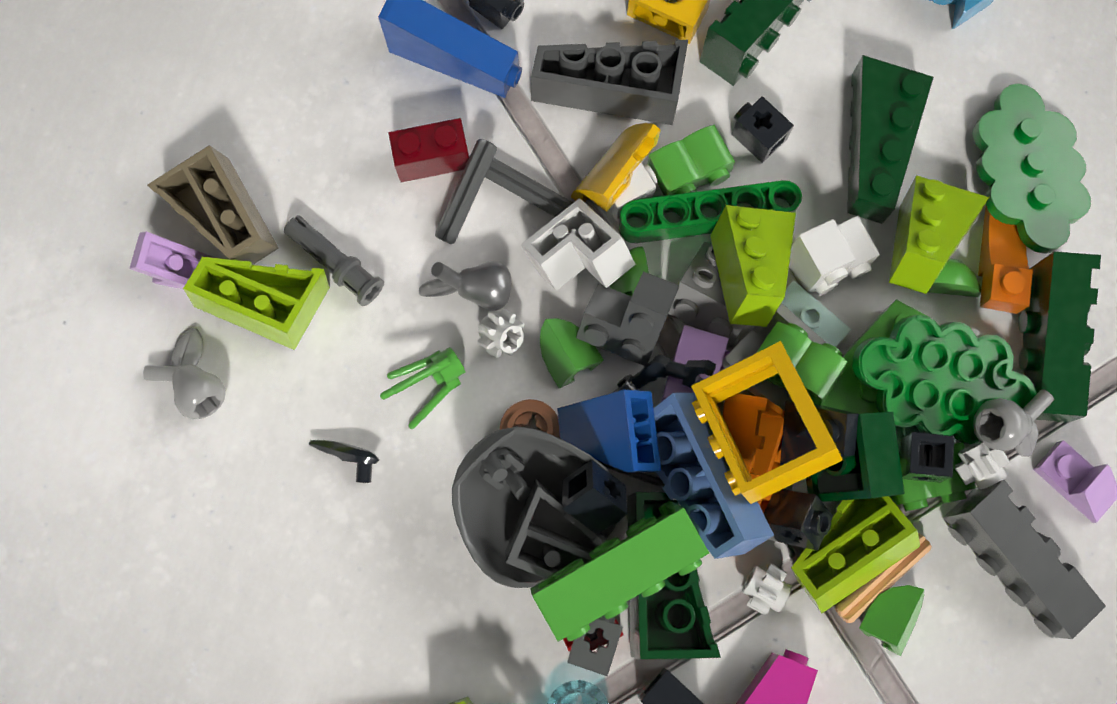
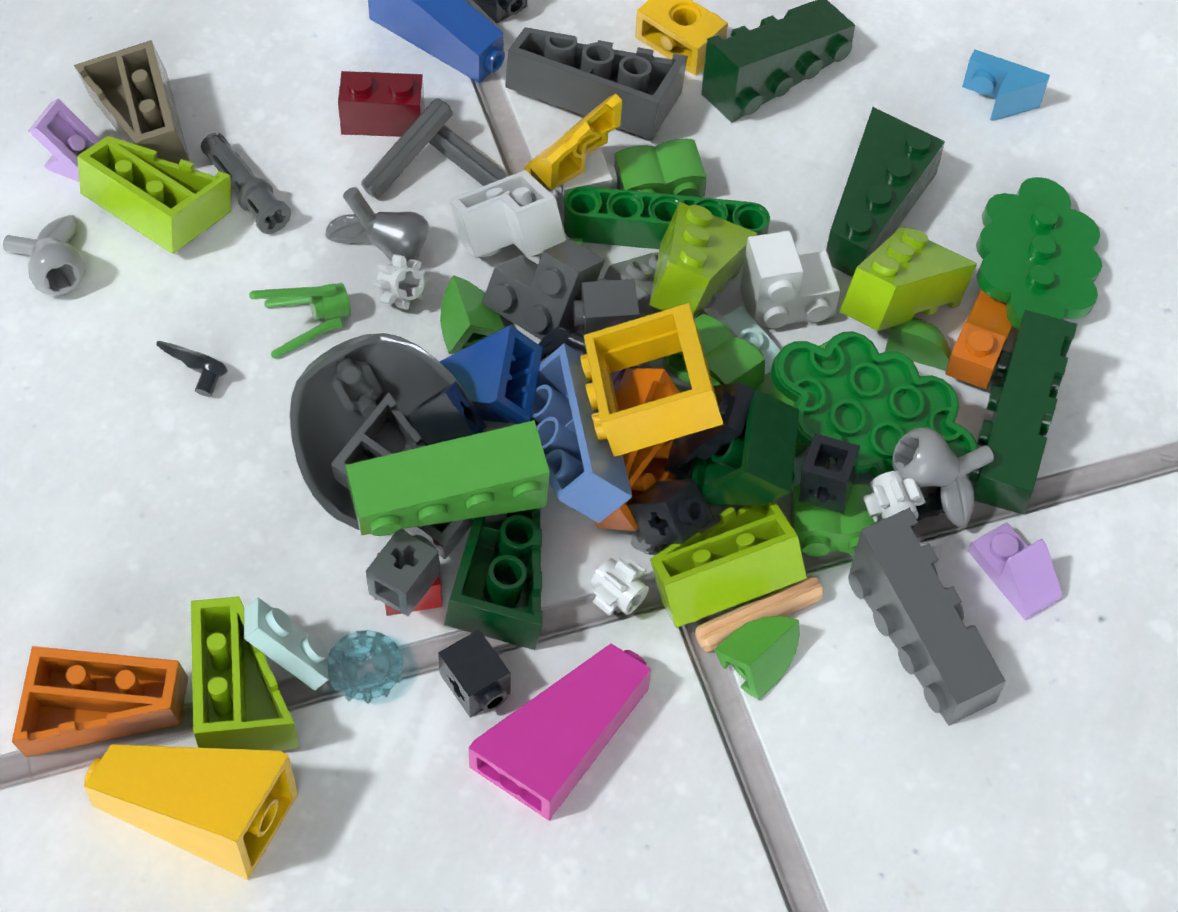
camera: 10 degrees right, 20 degrees down
(693, 334) = (605, 304): none -> dark grey brick
(766, 139) = (747, 160): black brick -> none

